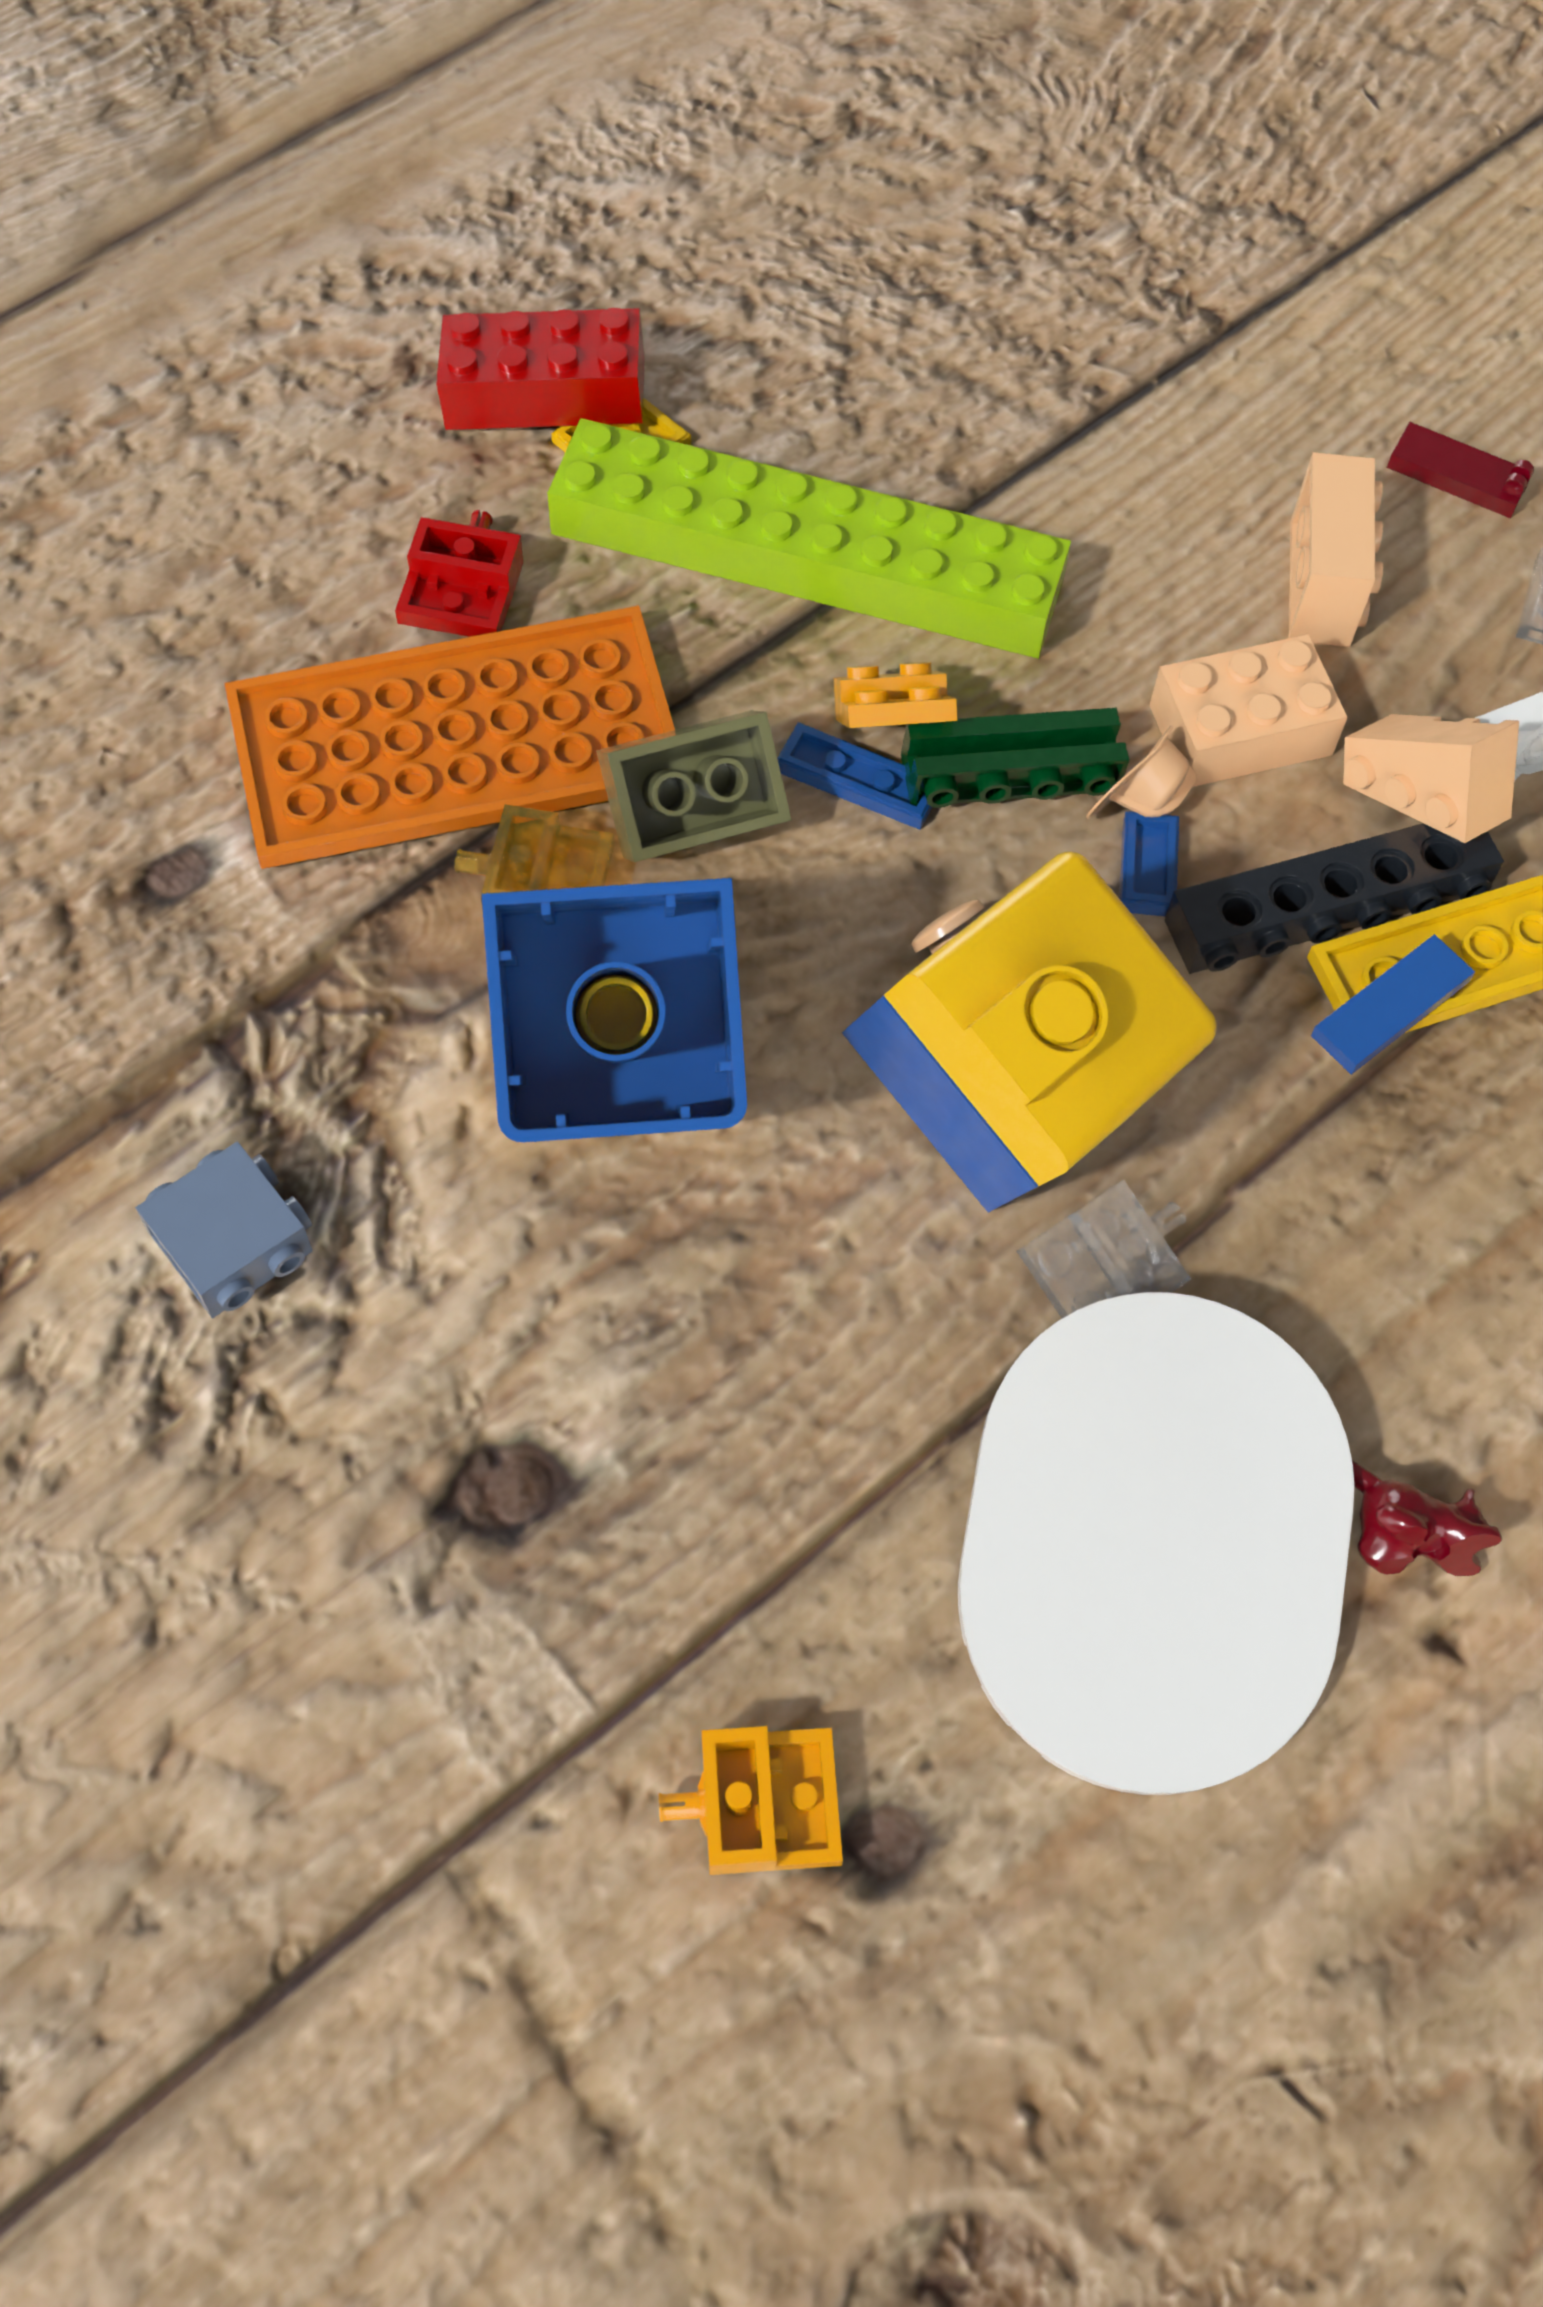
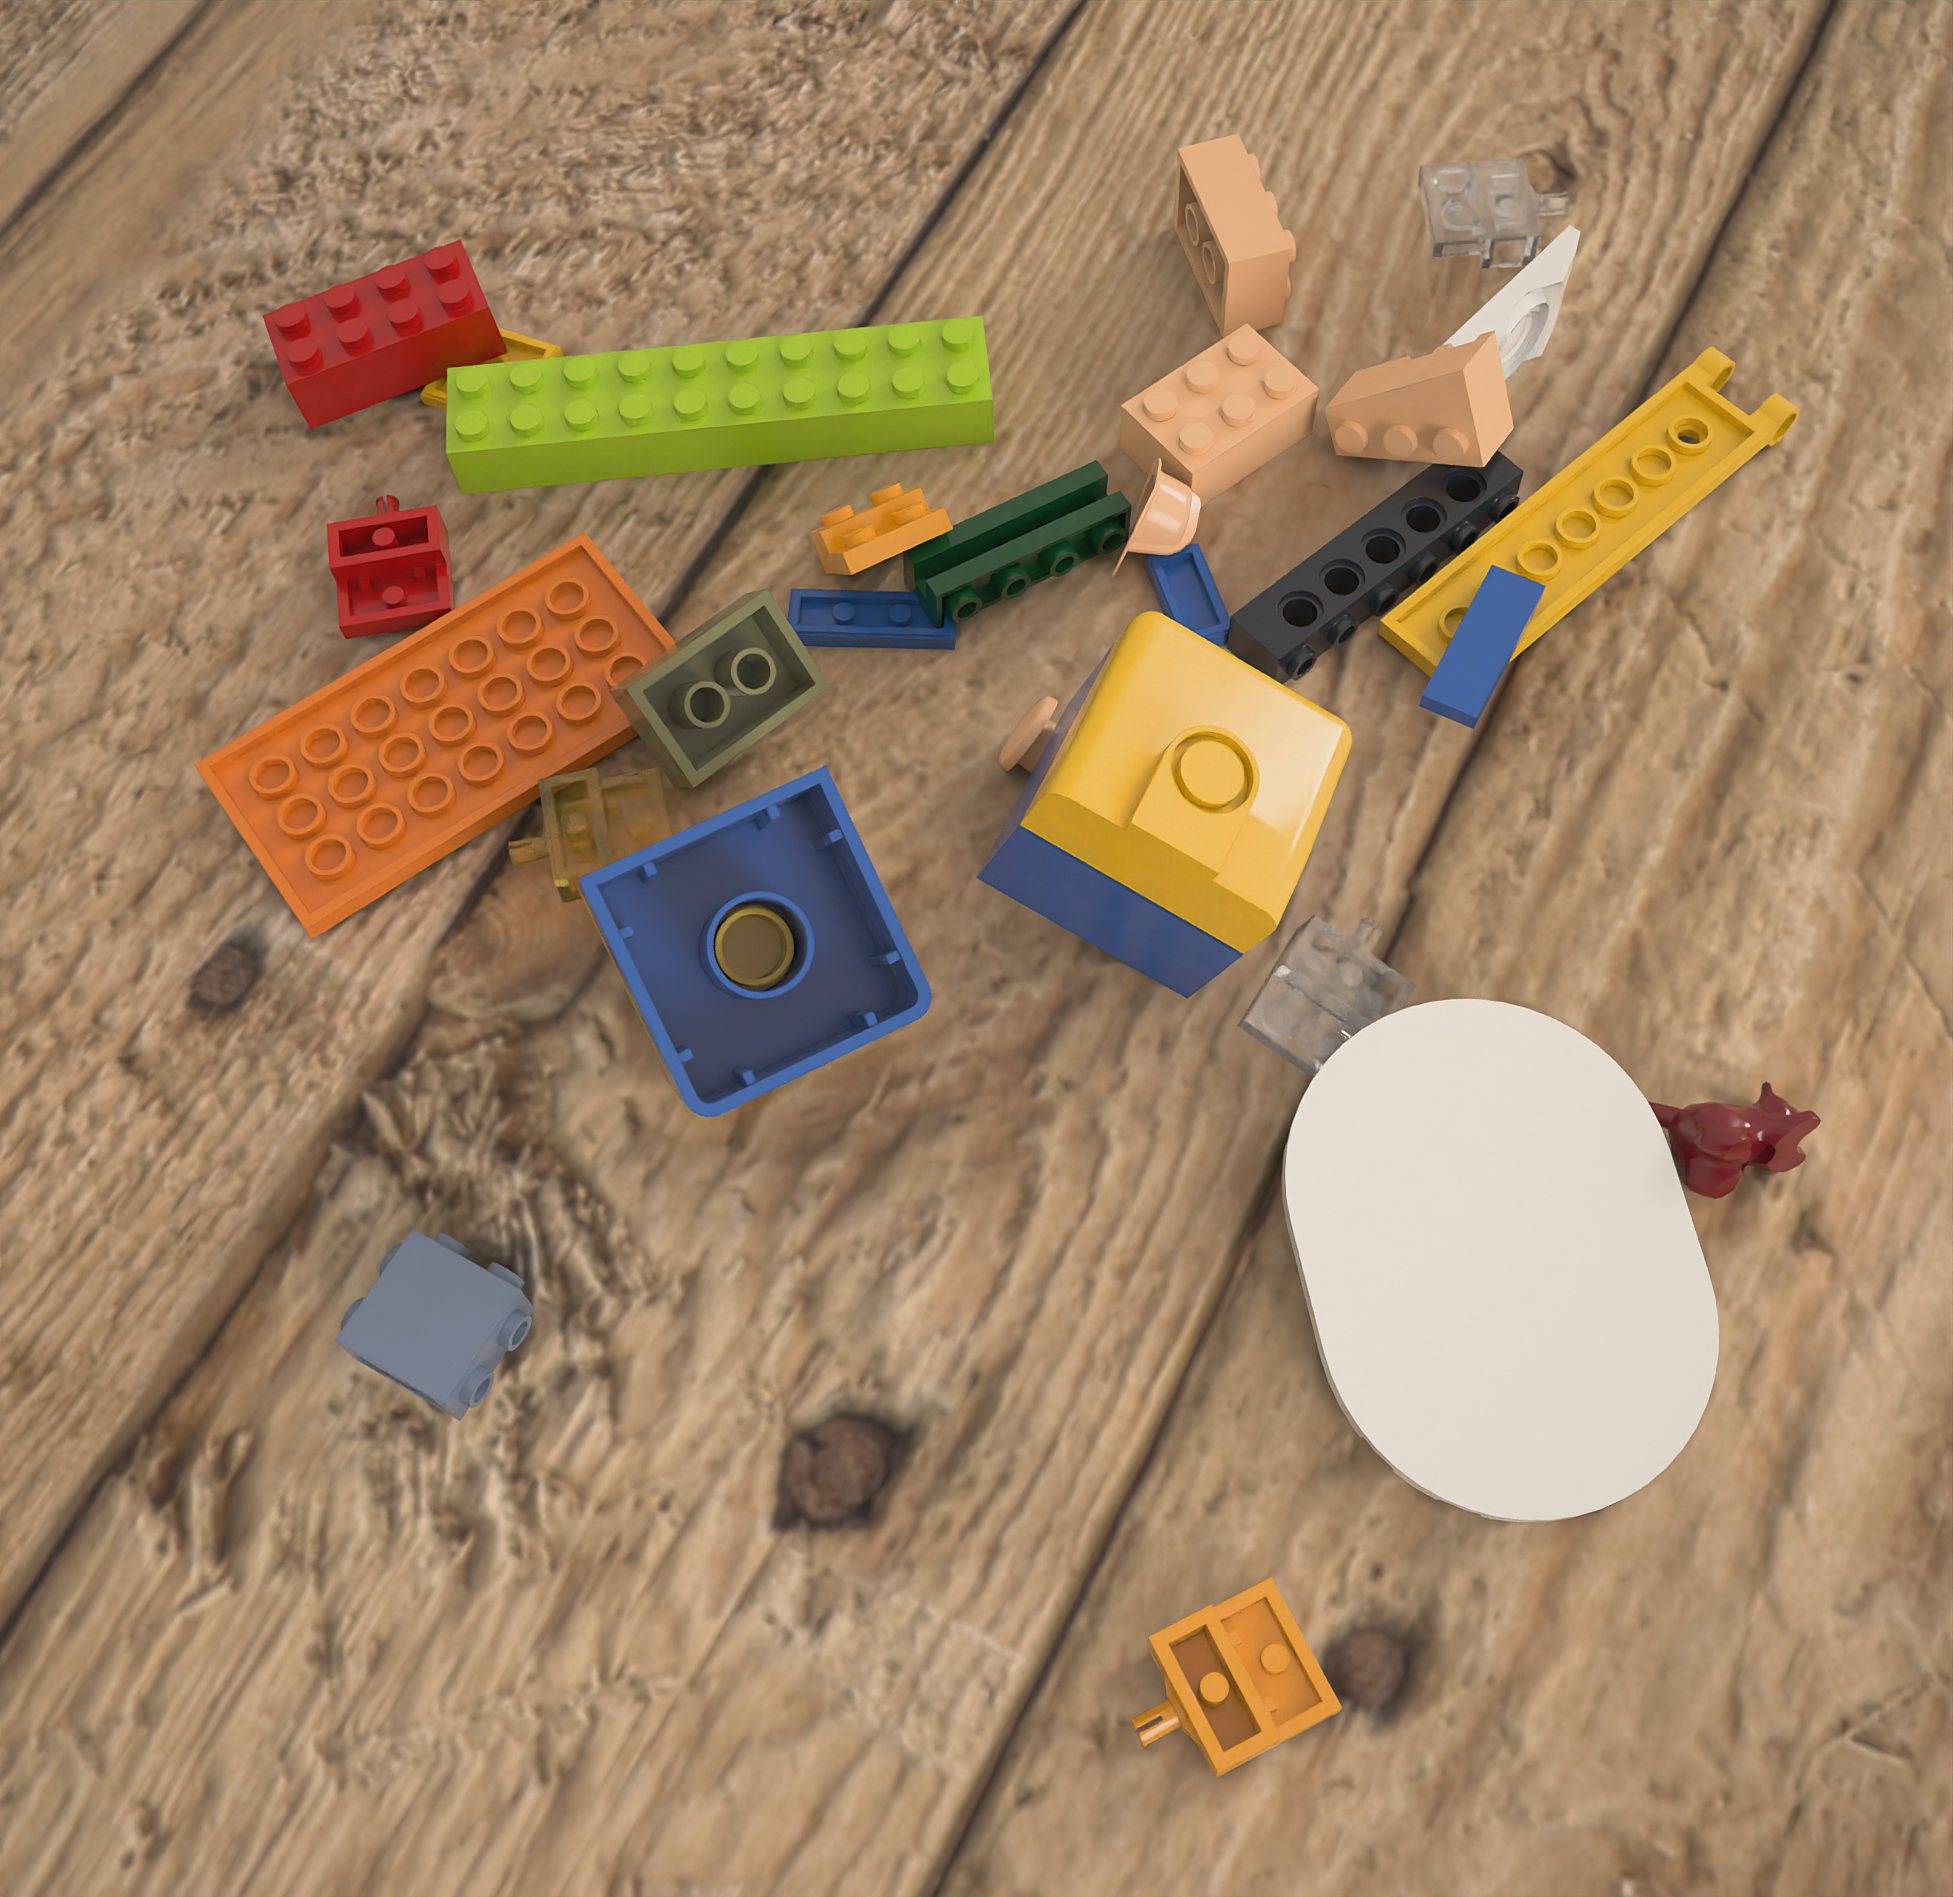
camera: 15 degrees left, 0 degrees up
(1461, 469) = (1310, 120): dark red hinge -> none

